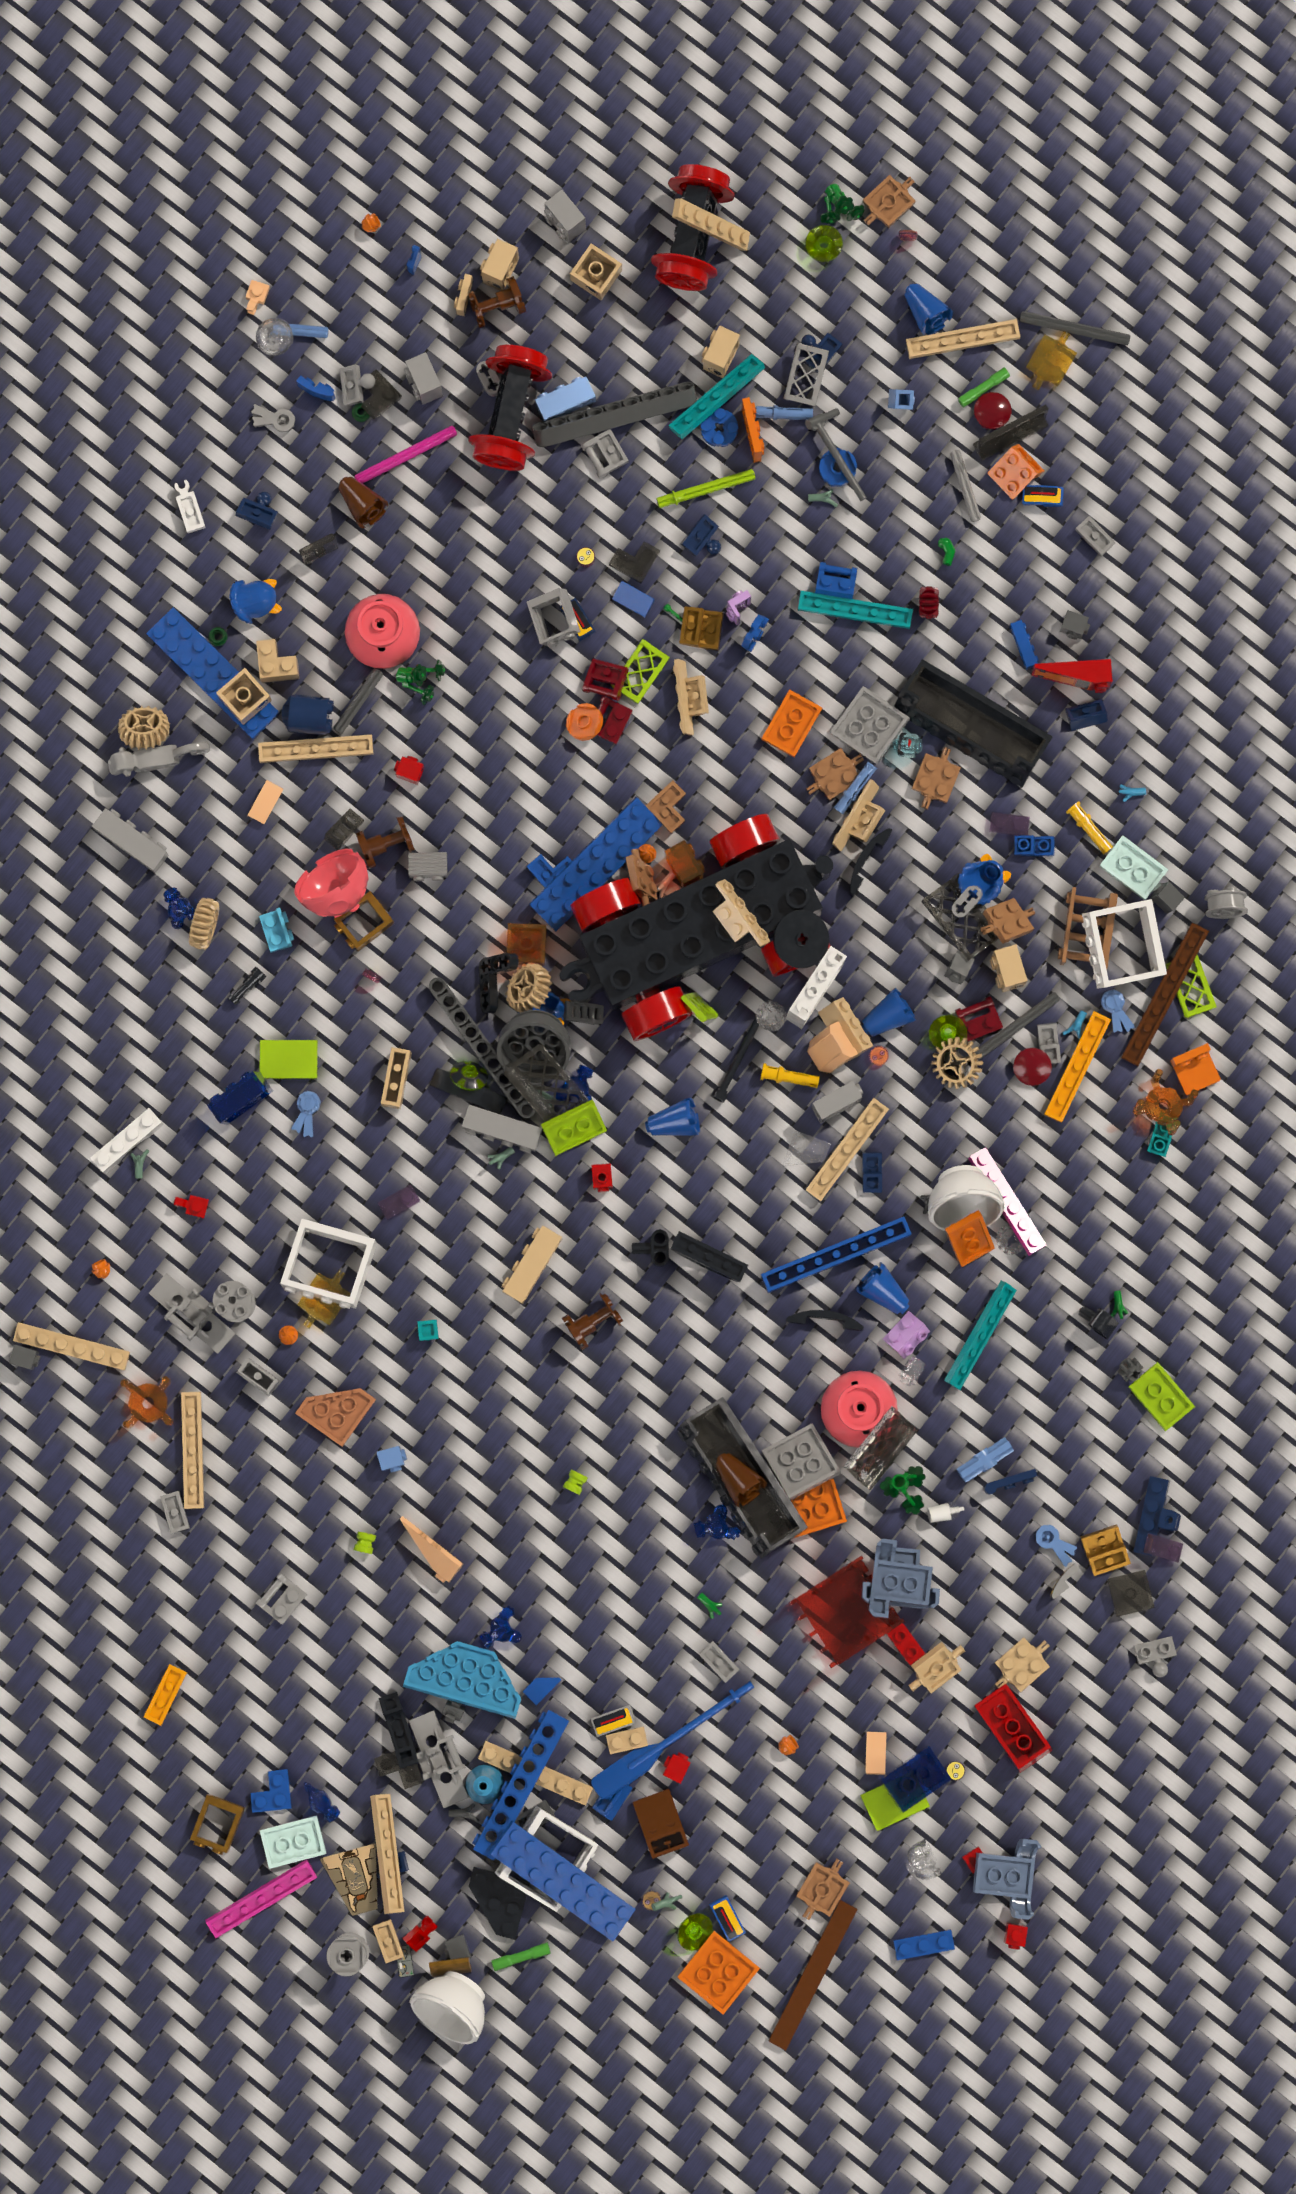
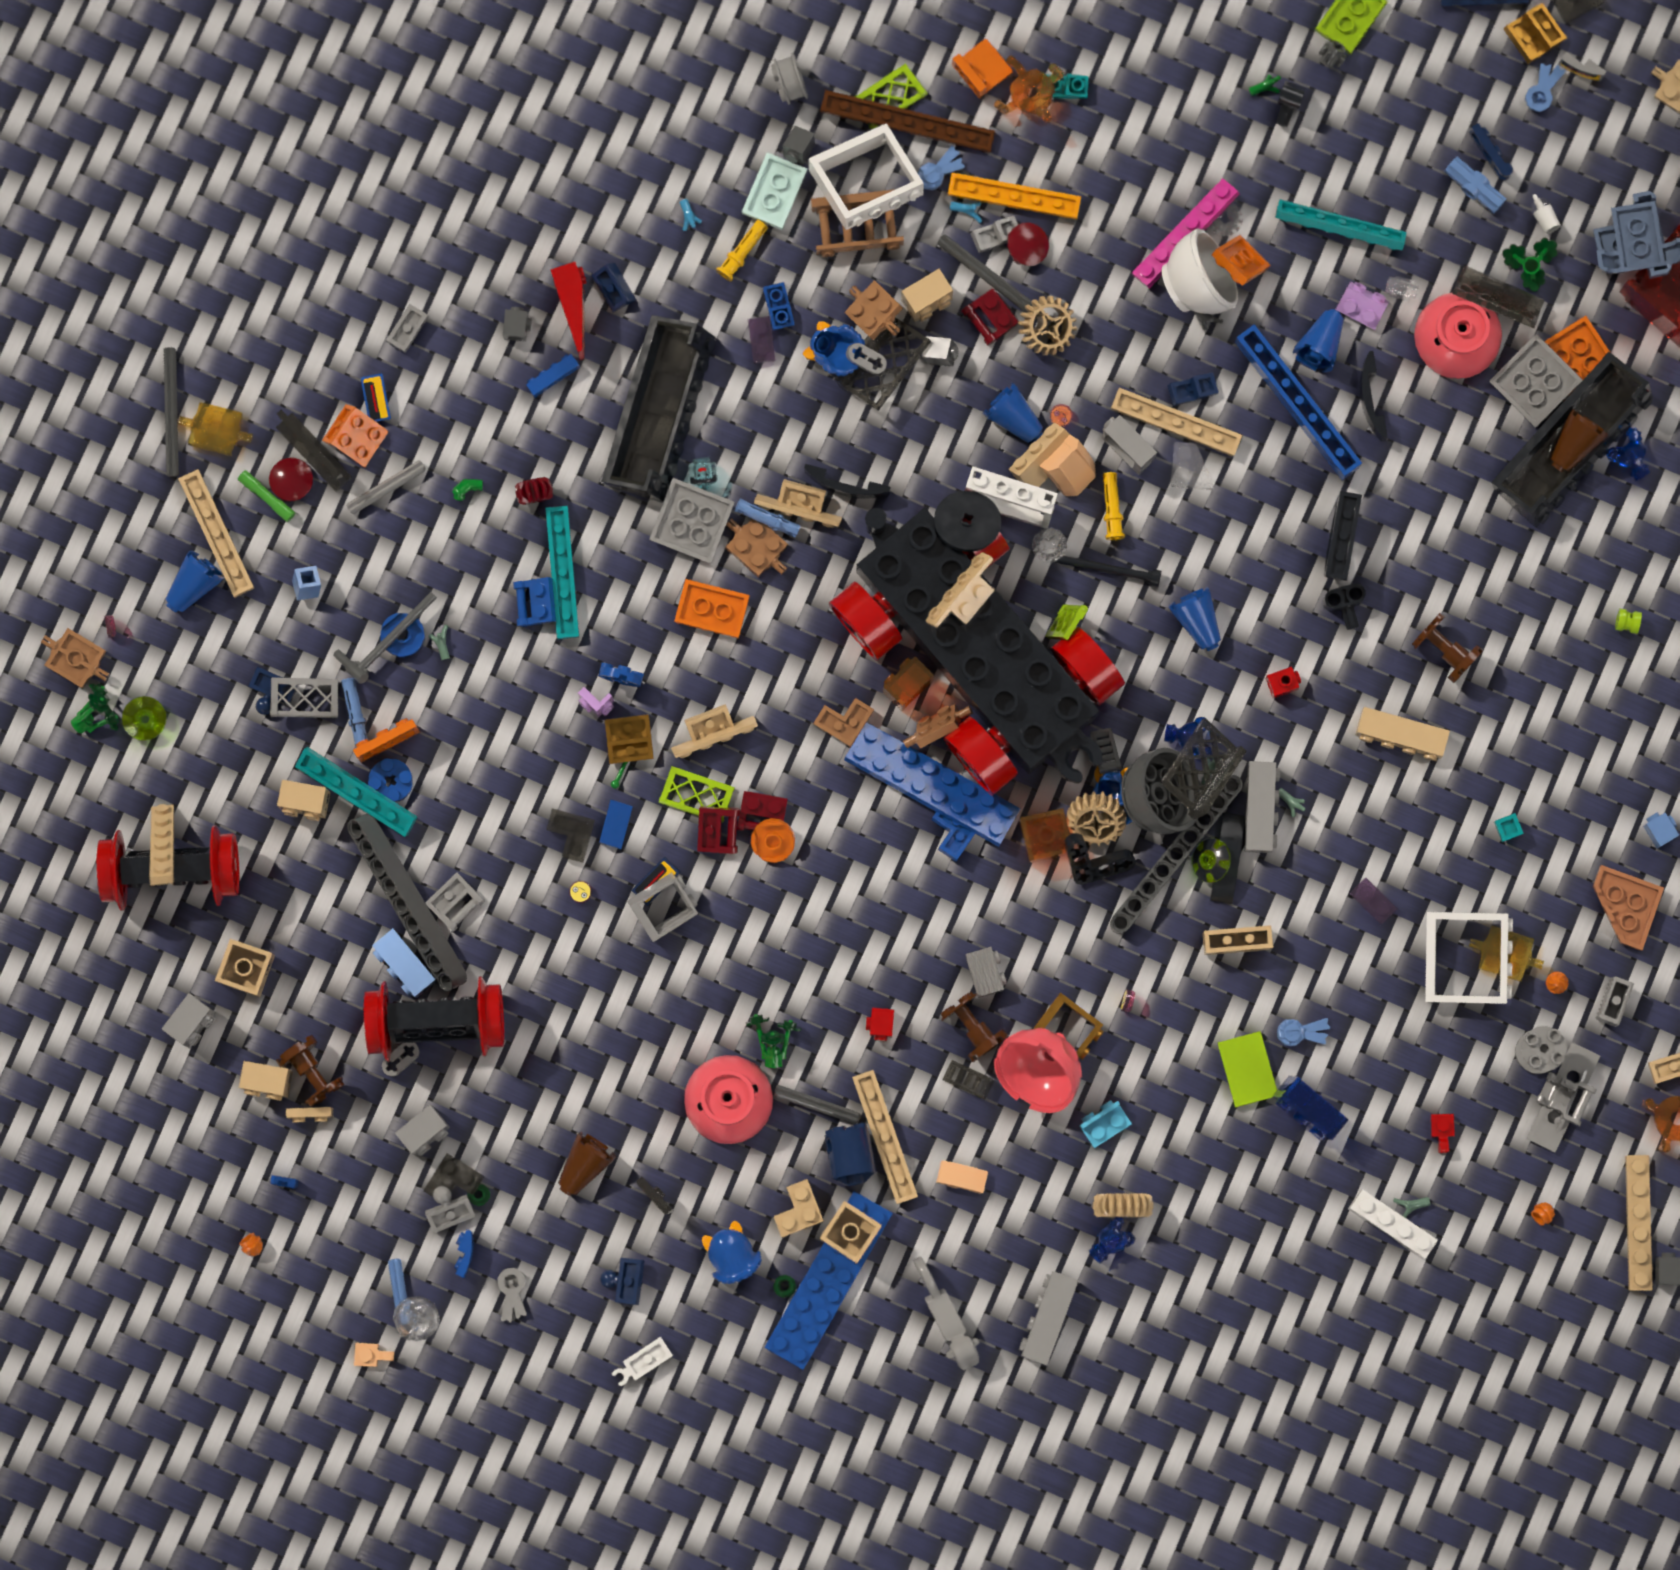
camera: 105 degrees left, 0 degrees up
(143, 727) = (909, 1340): tan gear -> none
(249, 983) = (1174, 1137): black piece -> none
(406, 454) = (515, 1129): dark pink axle -> none
(573, 1127) = (1237, 727): lime tile -> none
(647, 853) = (903, 730): orange plate -> none
(664, 883) = (933, 703): bar -> none
(700, 536) = (523, 767): dark blue plate -> none
(706, 488) = (466, 777): lime axle -> none
(935, 778) = (731, 433): medium nougat plate -> none
(937, 1030) = (1021, 355): clear neon green dish -> none

